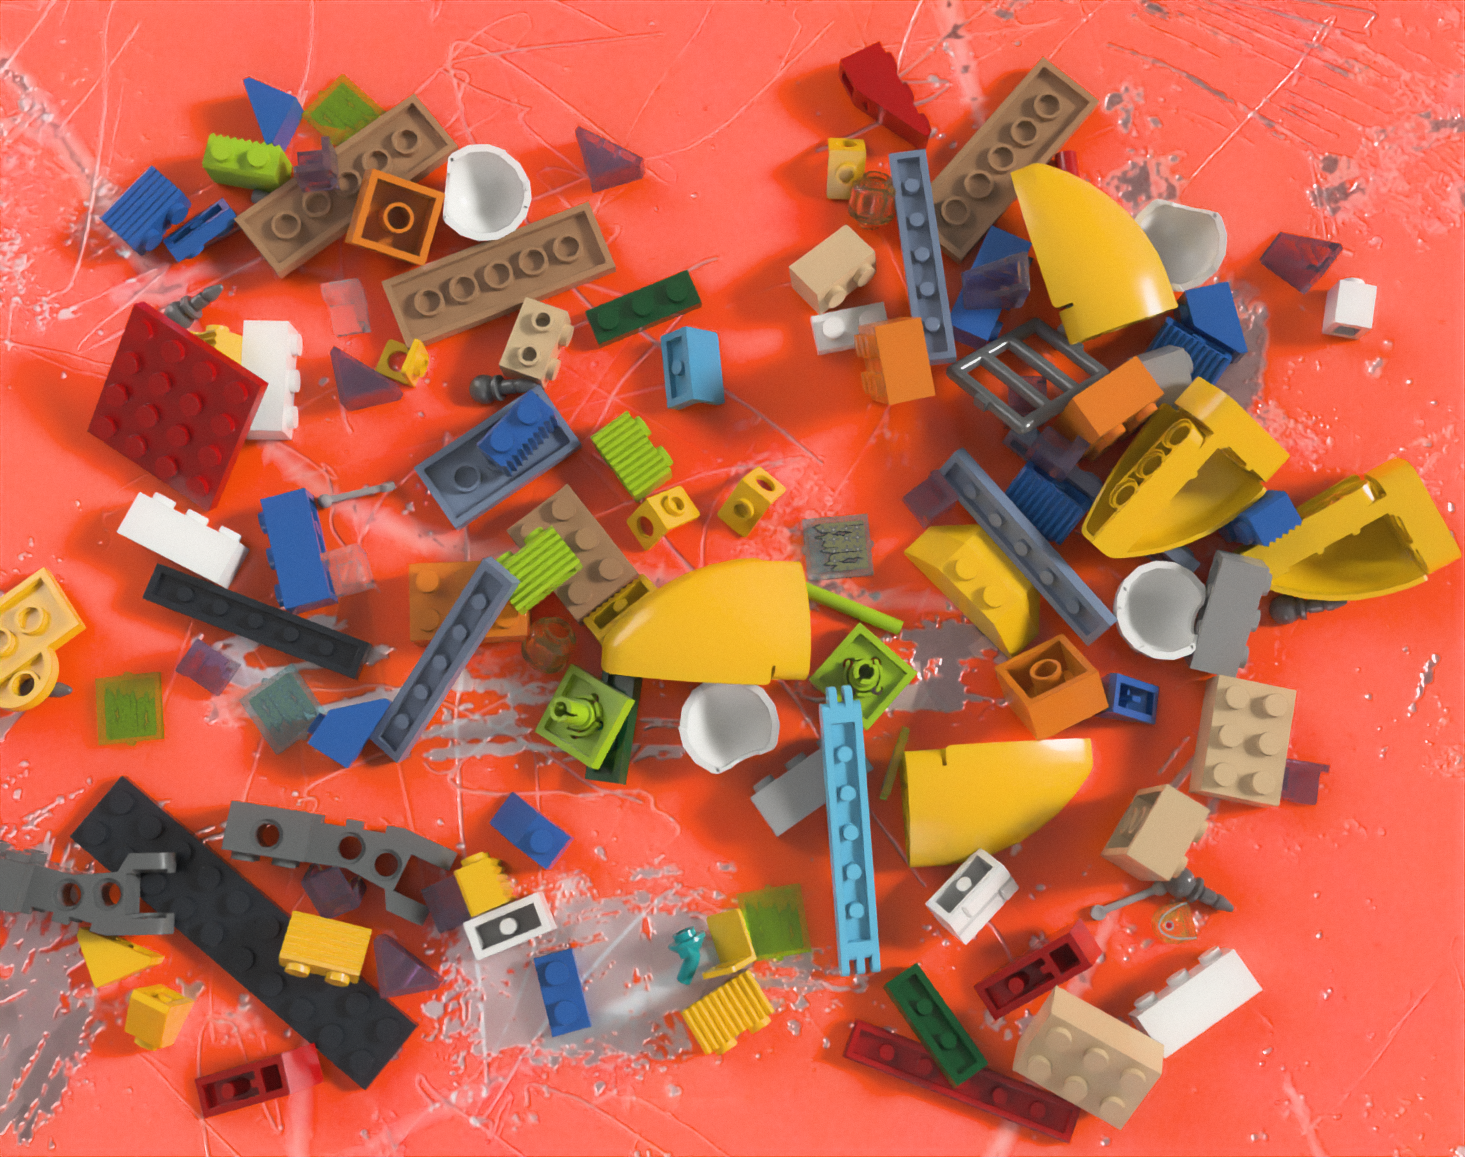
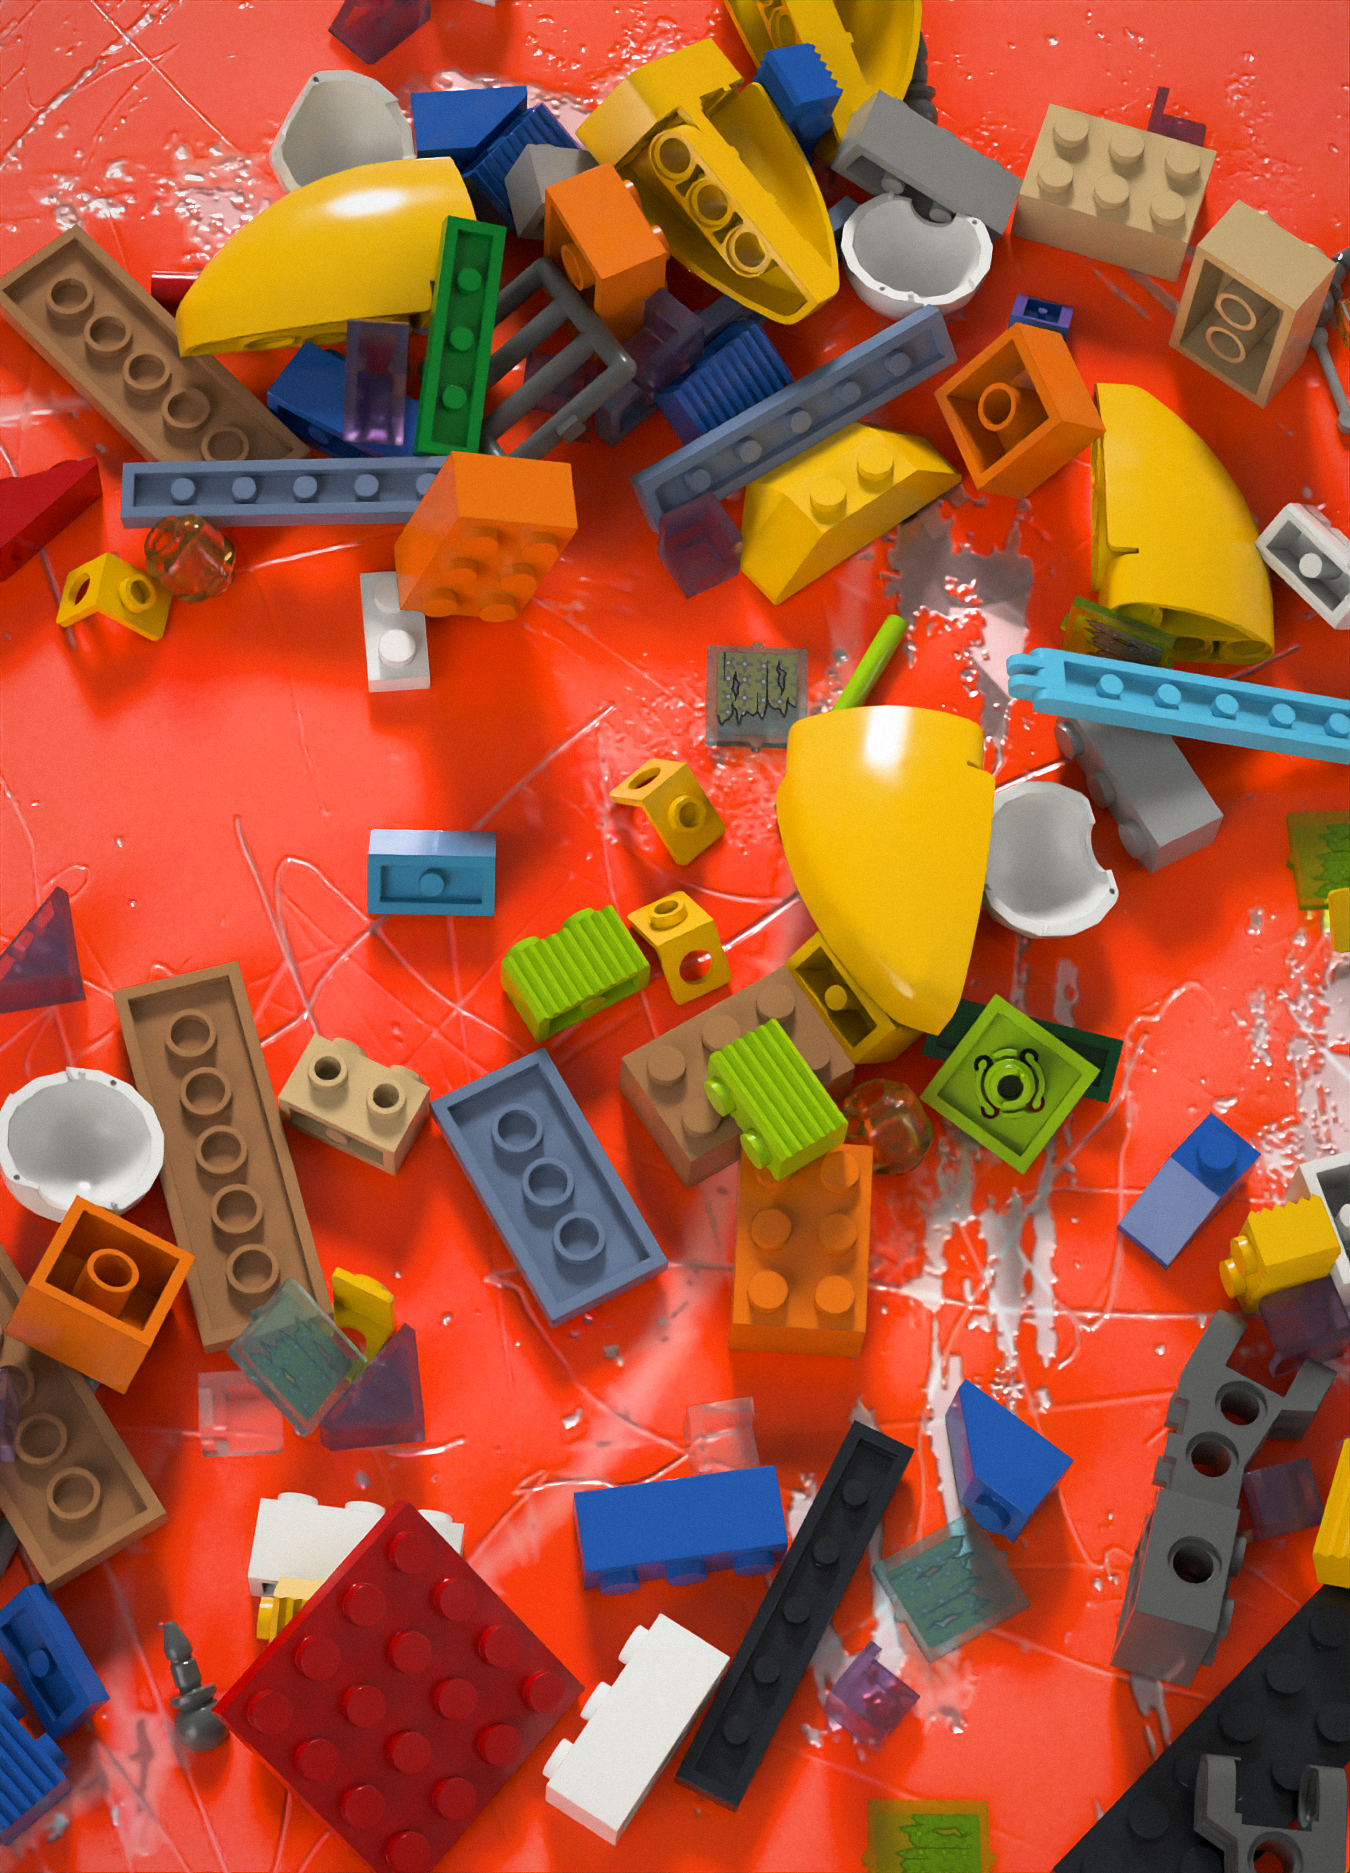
camera: 90 degrees left, 15 degrees down
(326, 500) = (574, 1382): light grey hinge -> none
(373, 329) = (297, 1356): none -> clear light blue piece
(444, 659) = (908, 1260): sand blue plate -> none
(486, 389) = (419, 1202): dark grey bar -> none
(518, 433) = (524, 1124): blue brick -> none
(643, 309) = (313, 937): dark green plate -> none
(833, 269) = (299, 630): tan brick -> none
(863, 676) = (975, 647): lime plate -> none
(1032, 326) = (459, 337): none -> green plate

